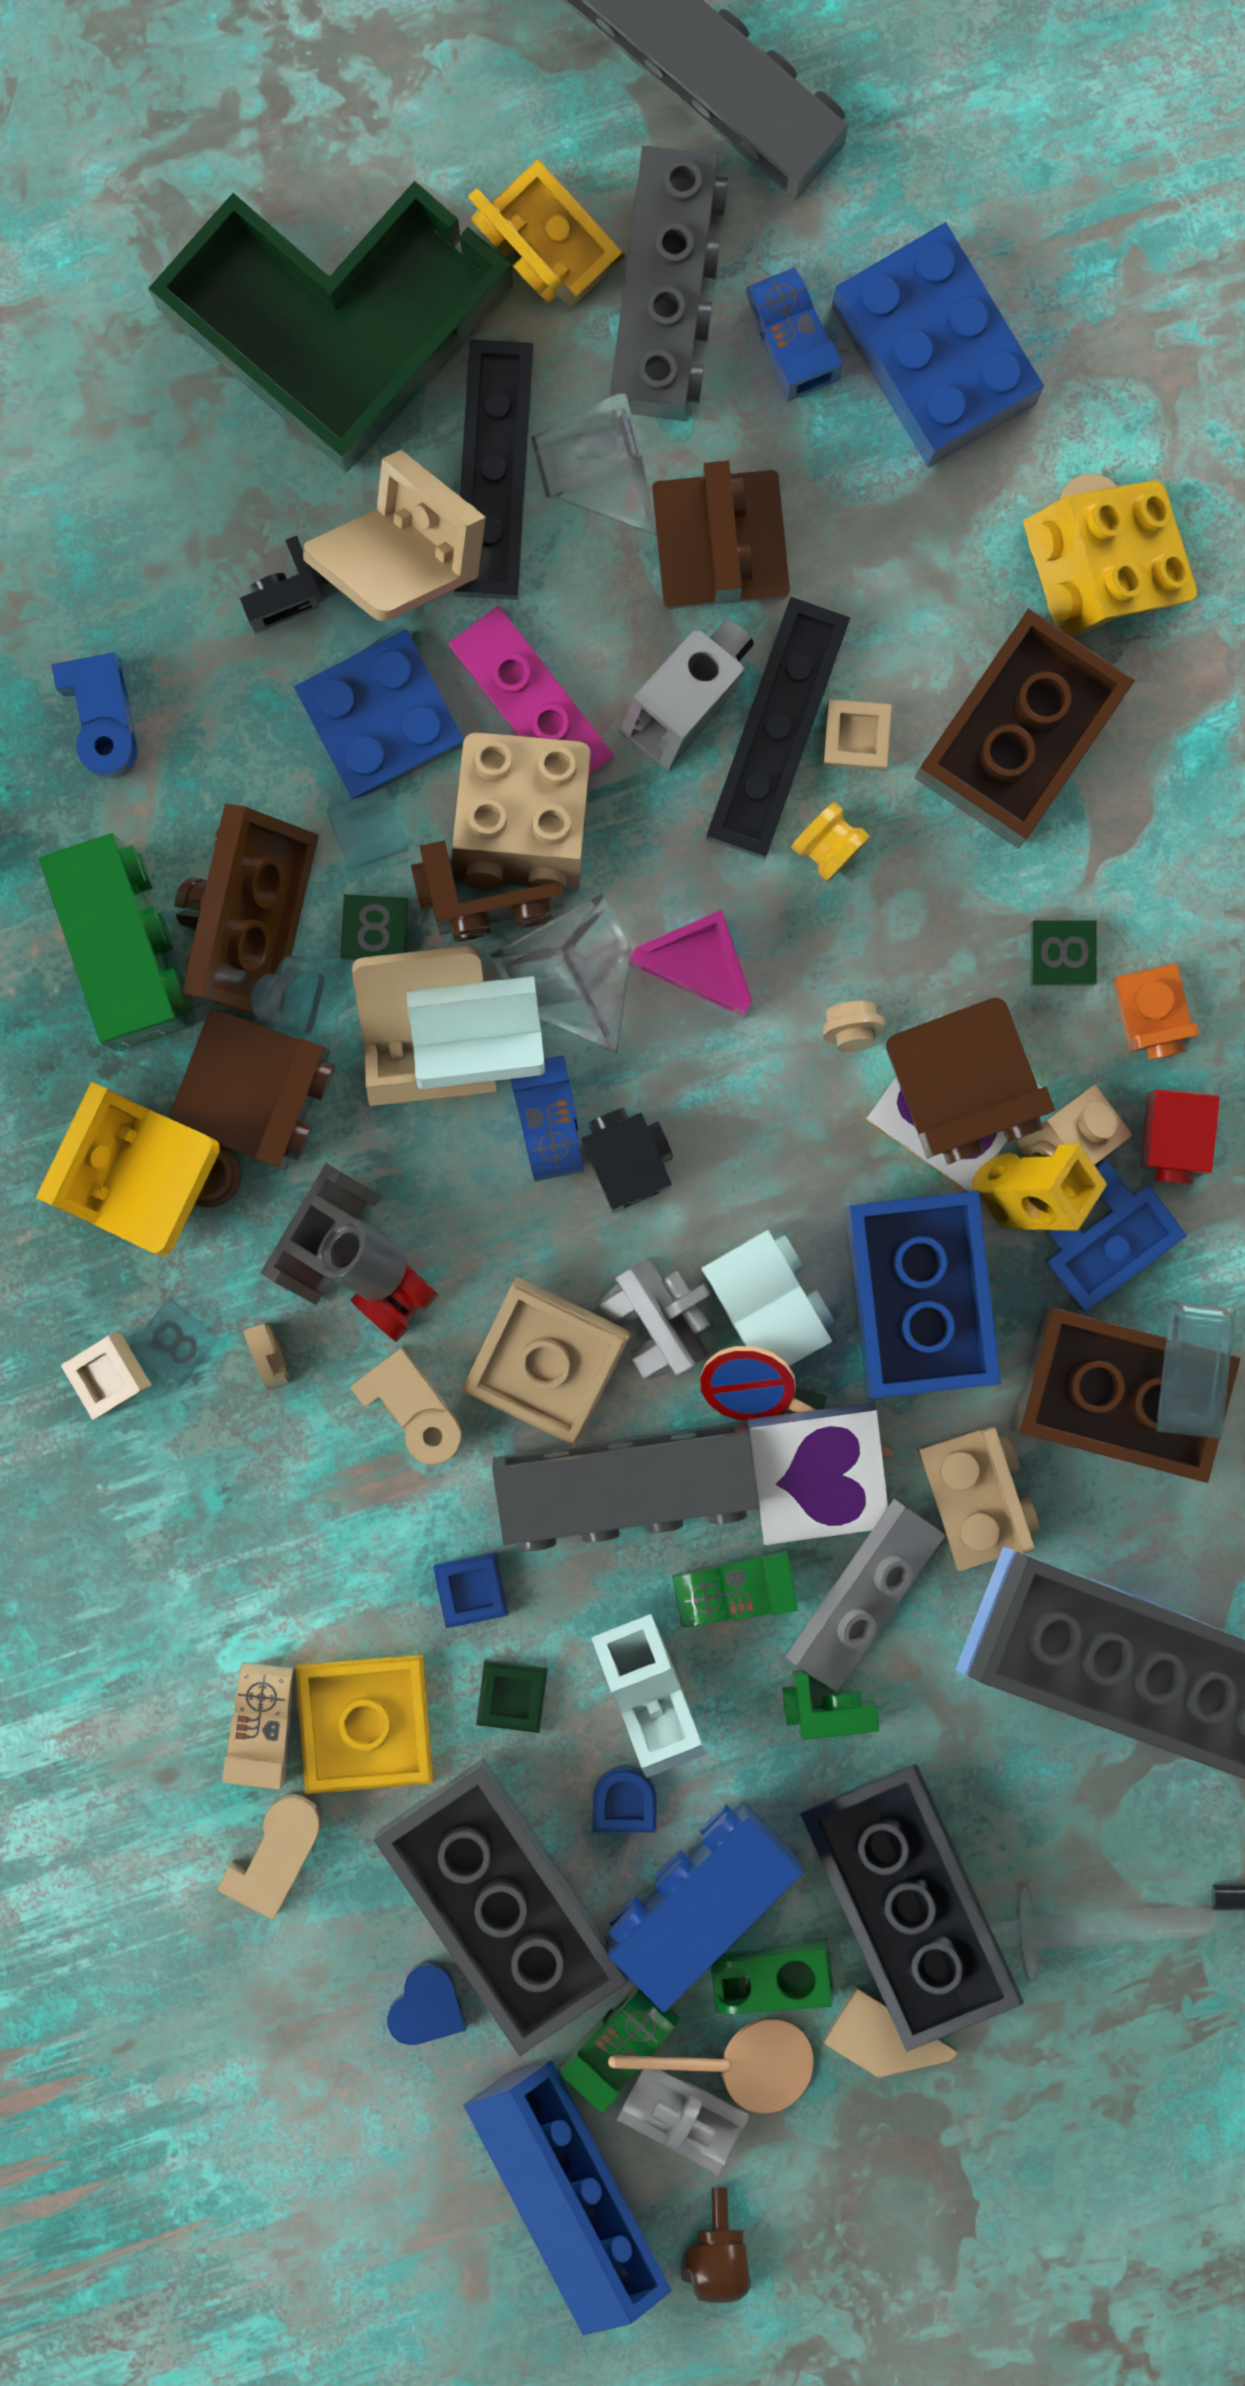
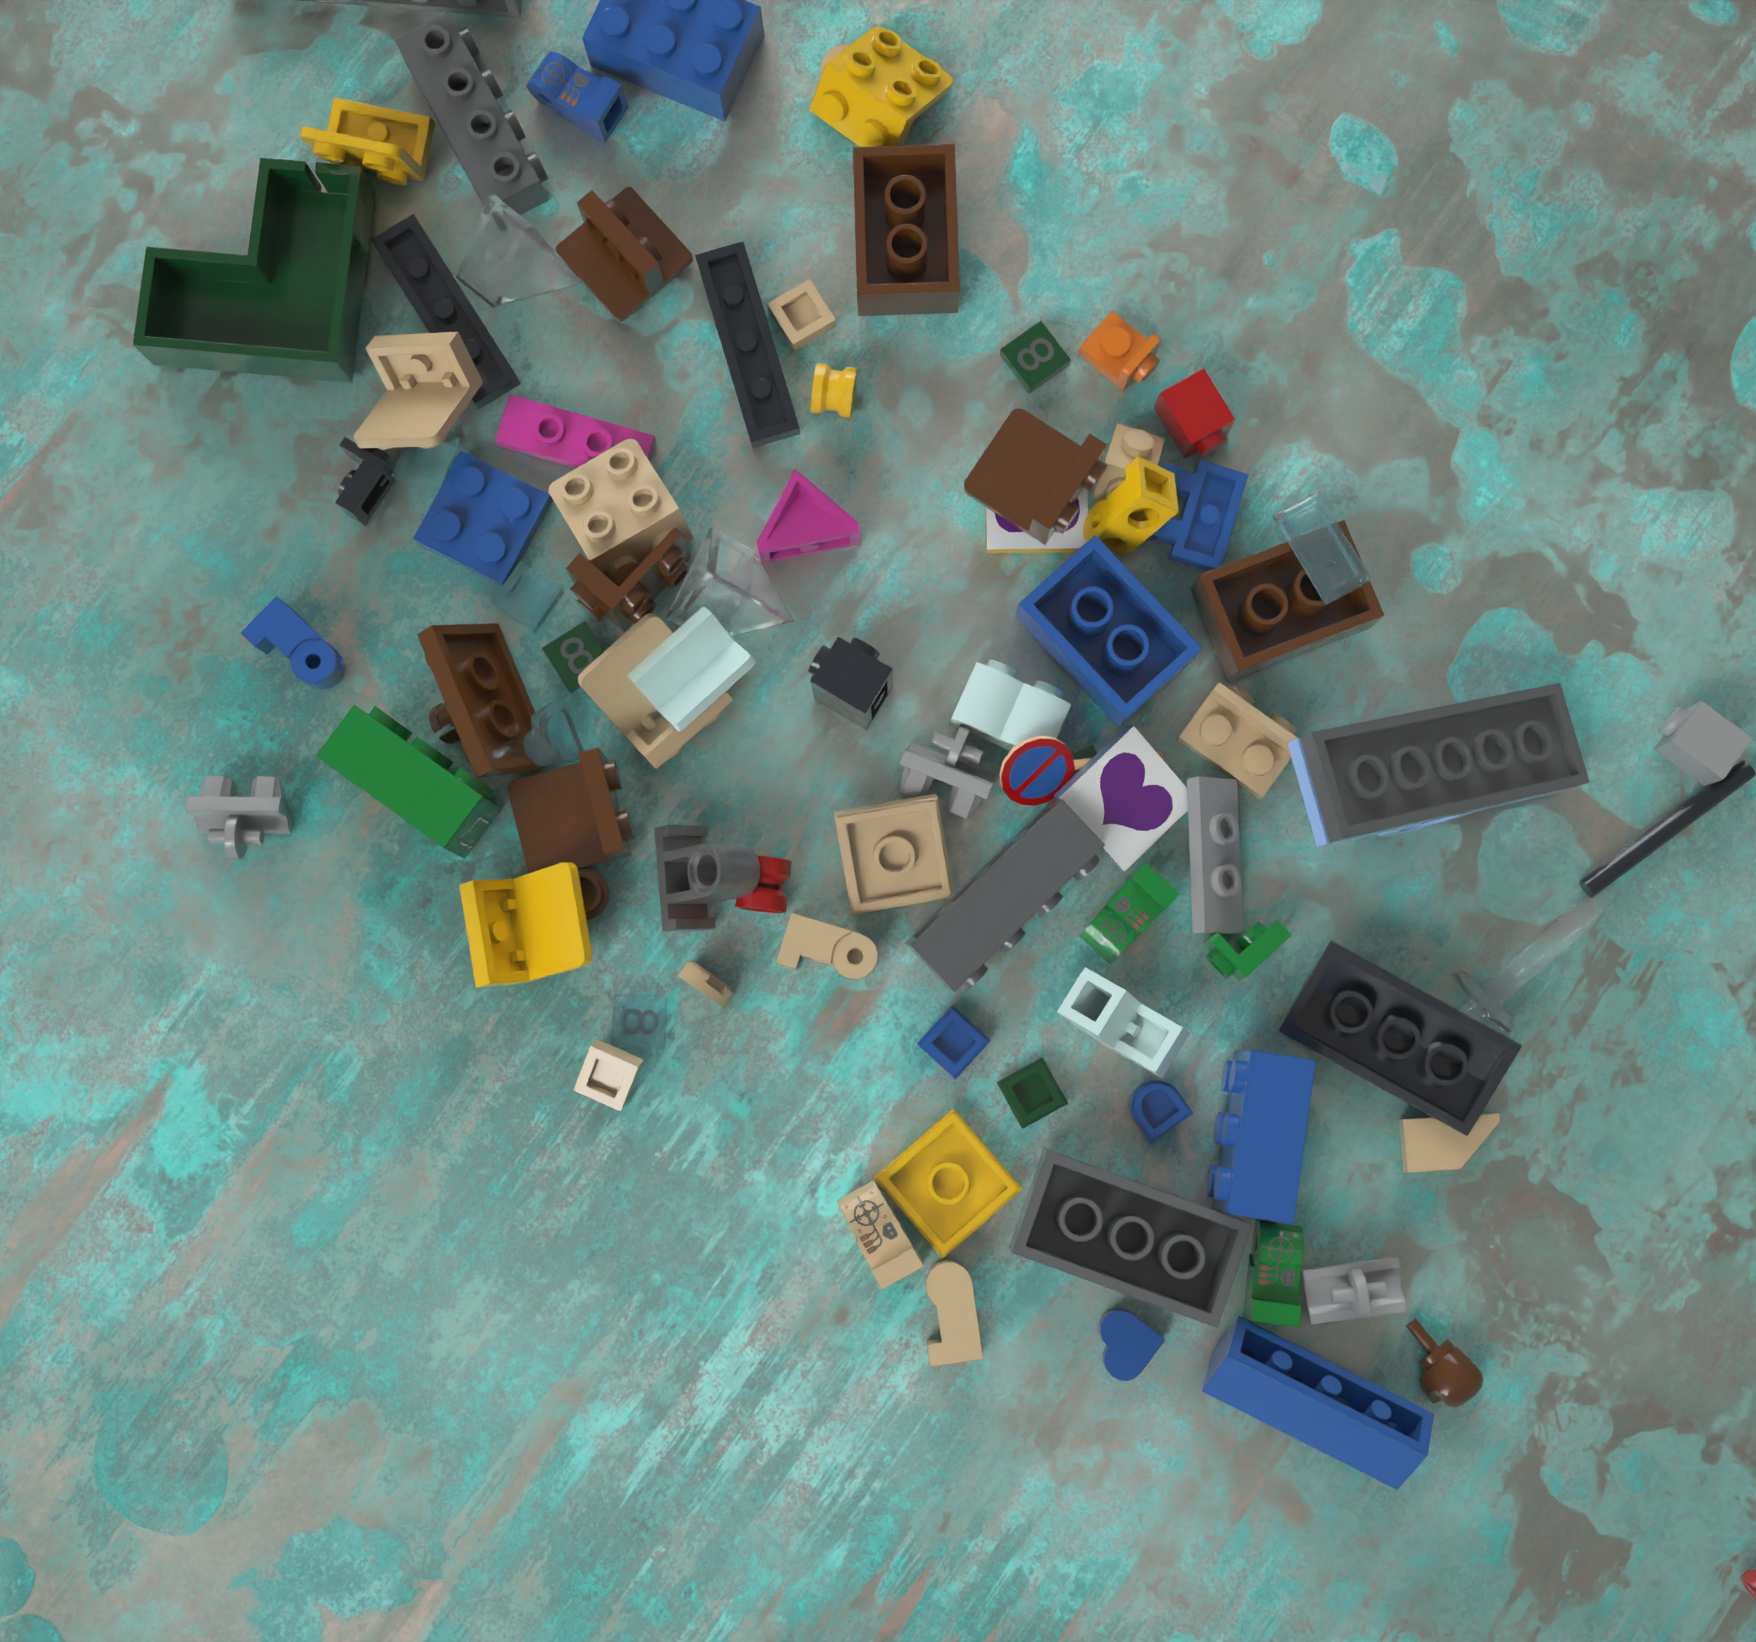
camera: 30 degrees left, 5 degrees down
(549, 1121) = (780, 696): blue leg -> none
(686, 692) = (671, 362): light grey torso -> none
(761, 2067) = (1378, 1218): light nougat piece -> none
(774, 1978) = (1344, 1153): green leg -> none
(853, 1025) = (934, 495): tan plate -> none

